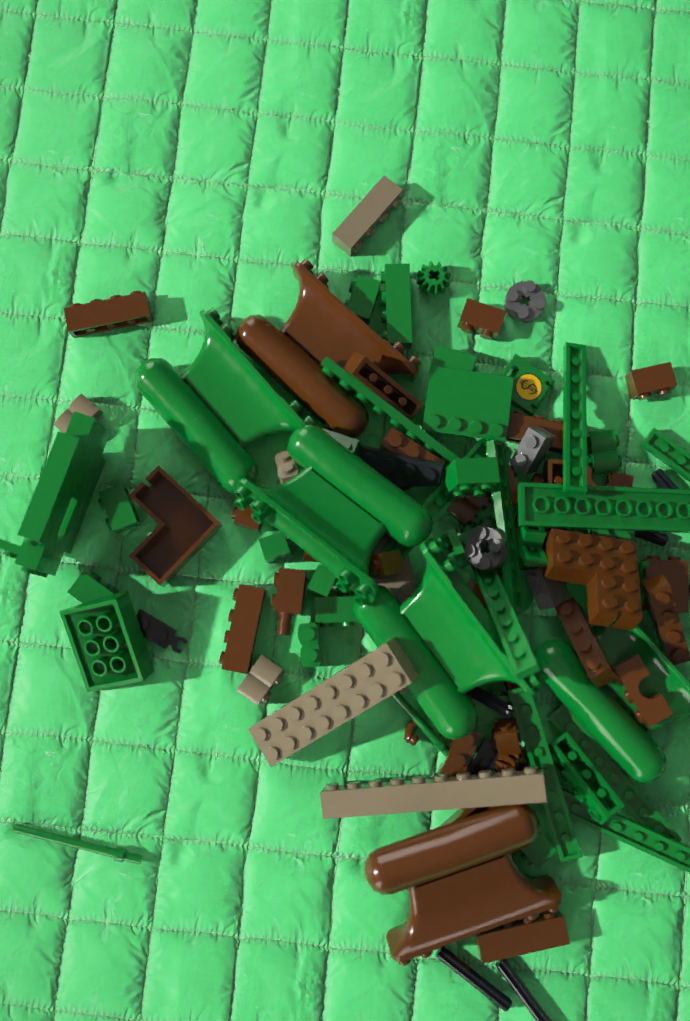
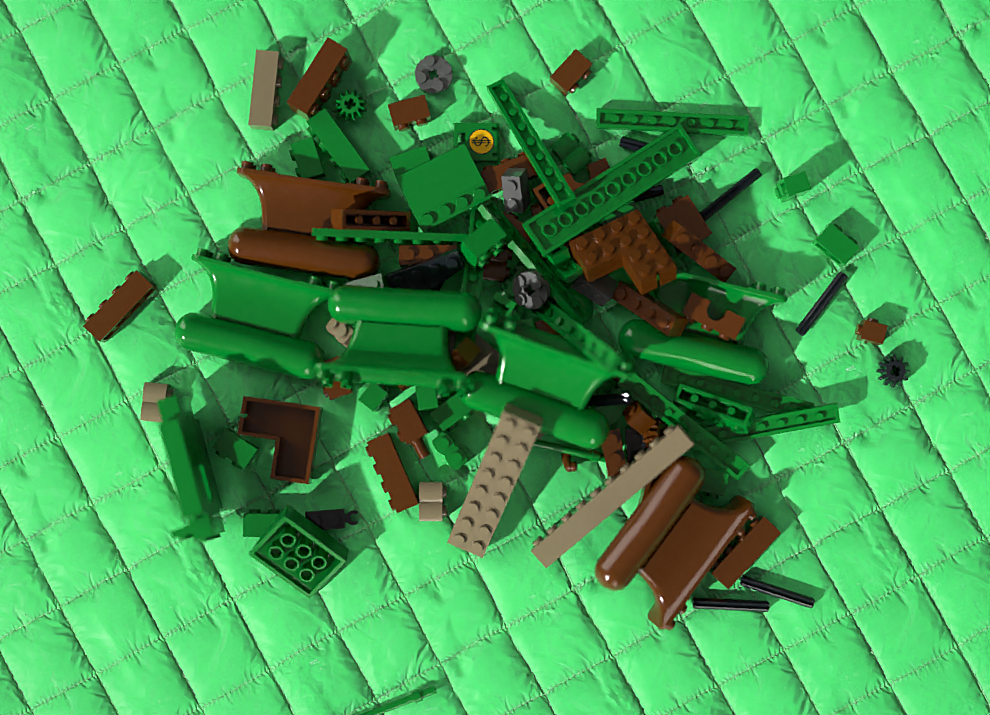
camera: 30 degrees left, 5 degrees up
(422, 236) = (320, 79): none -> reddish brown brick

